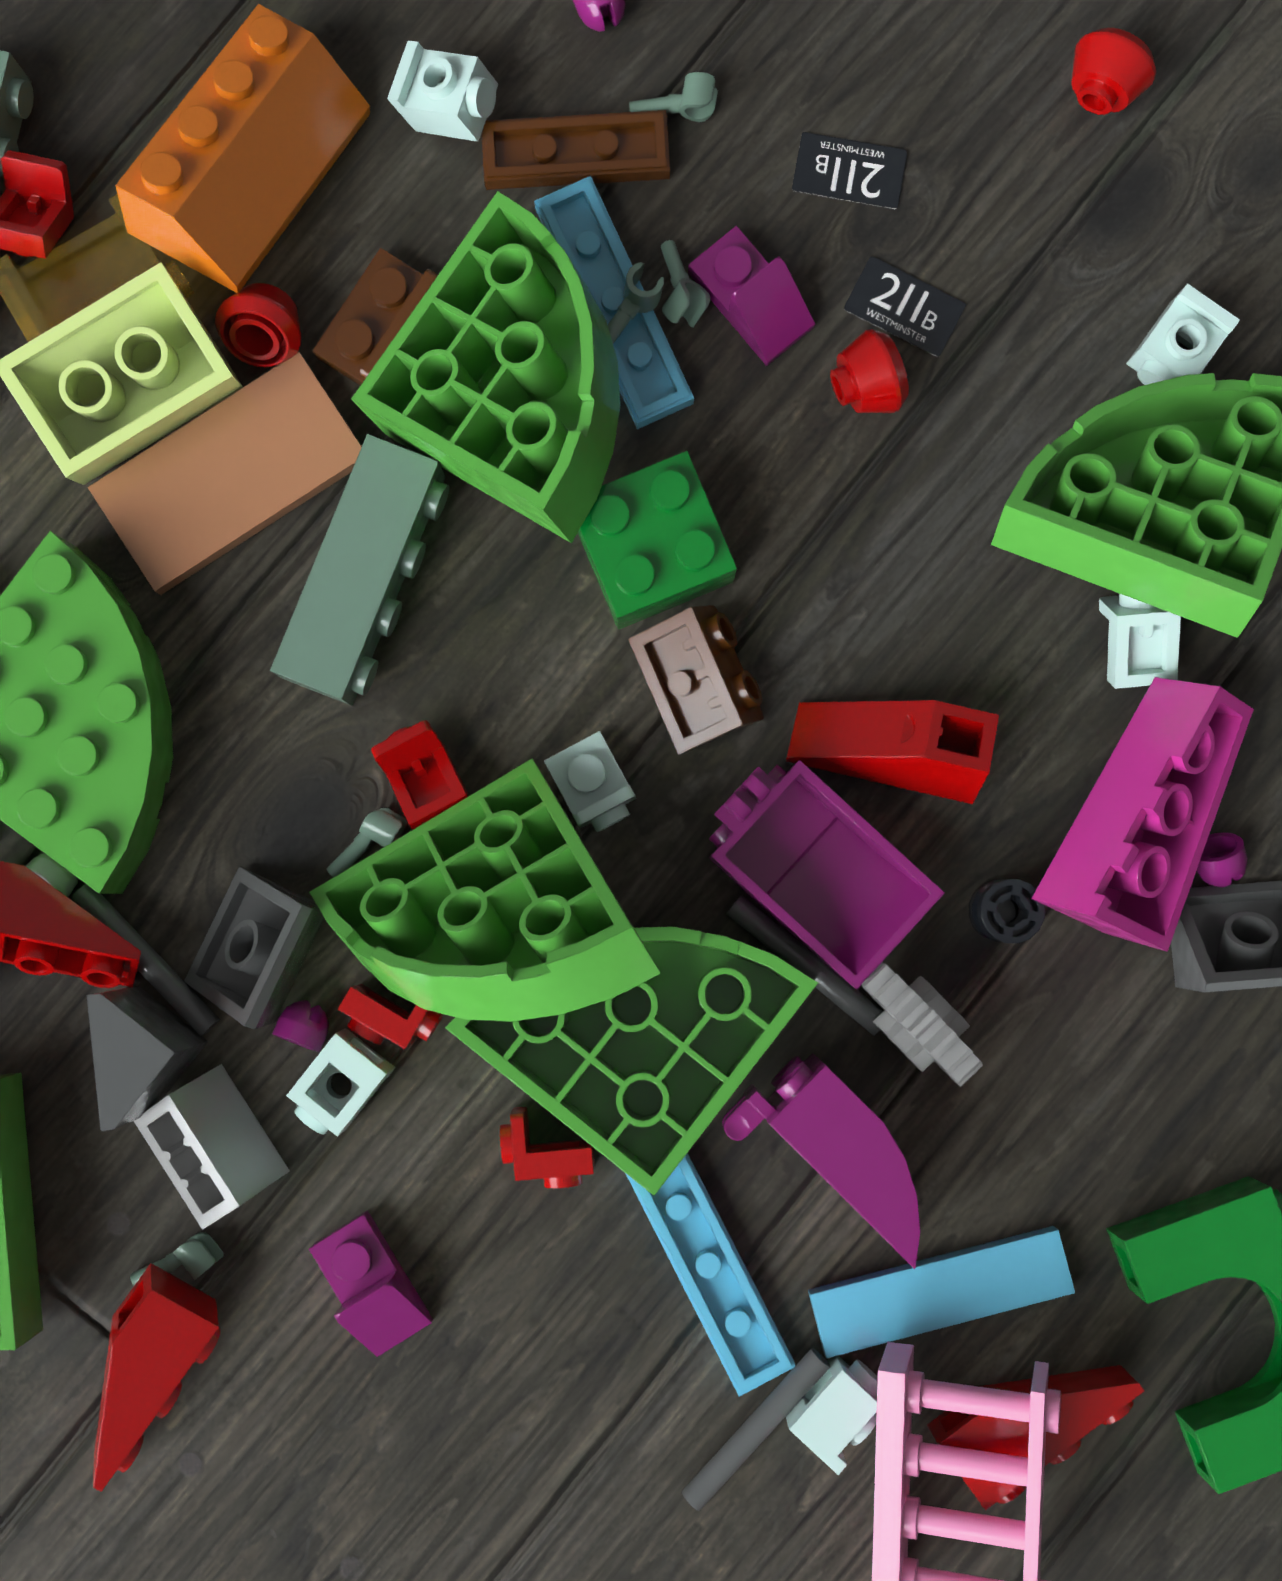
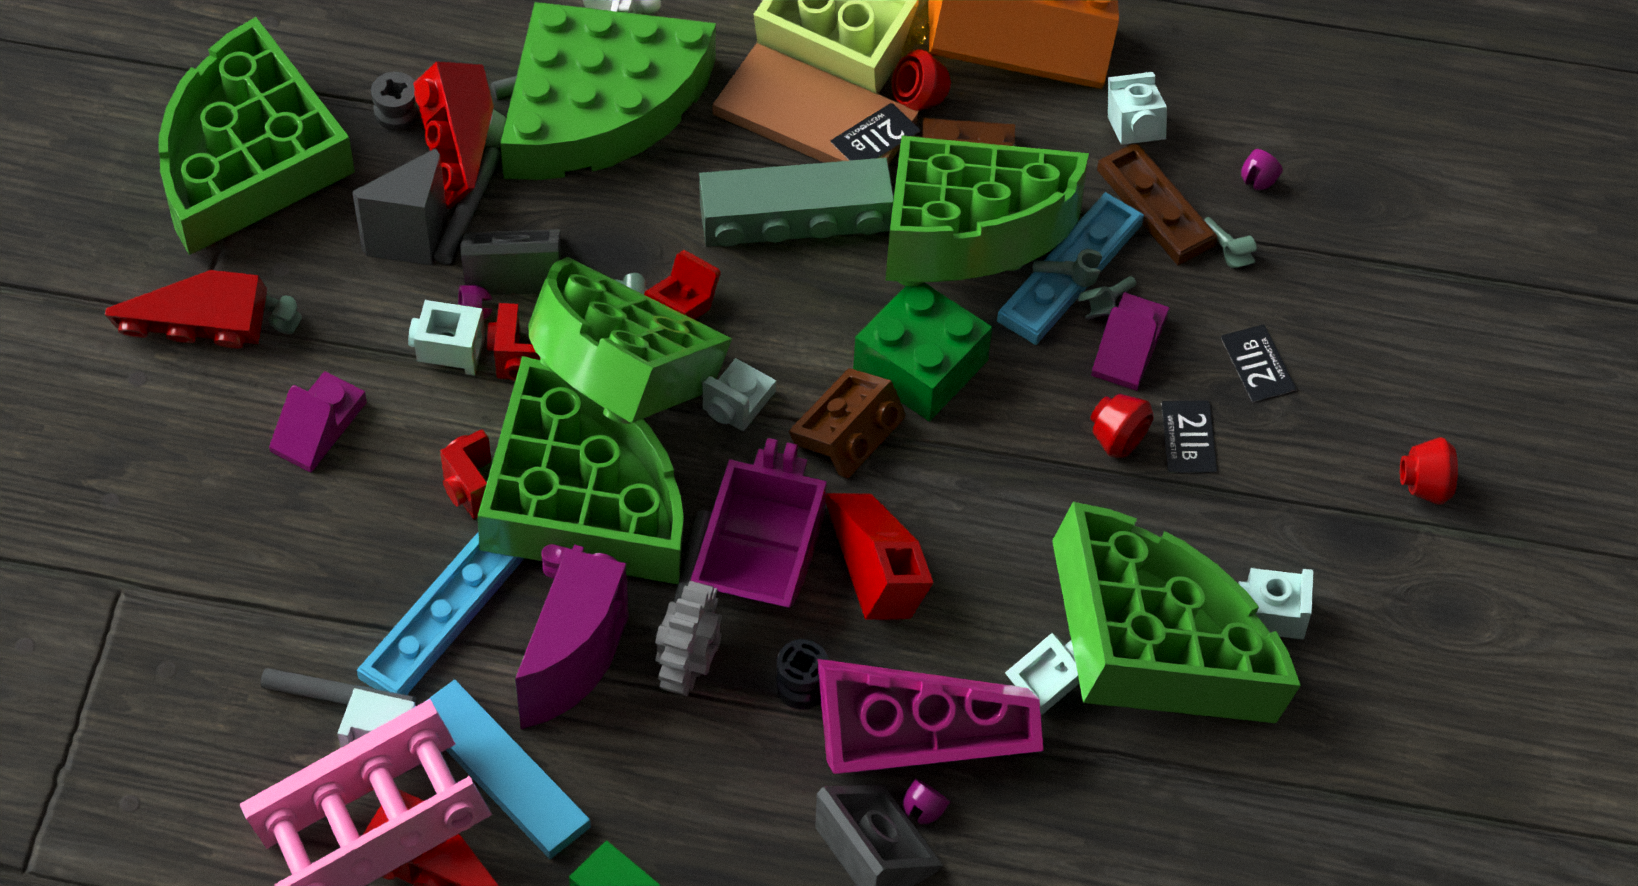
camera: 60 degrees right, 30 degrees down
(211, 1146) = (365, 287): light grey brick -> none
(309, 423) = (875, 134): none -> black sticker

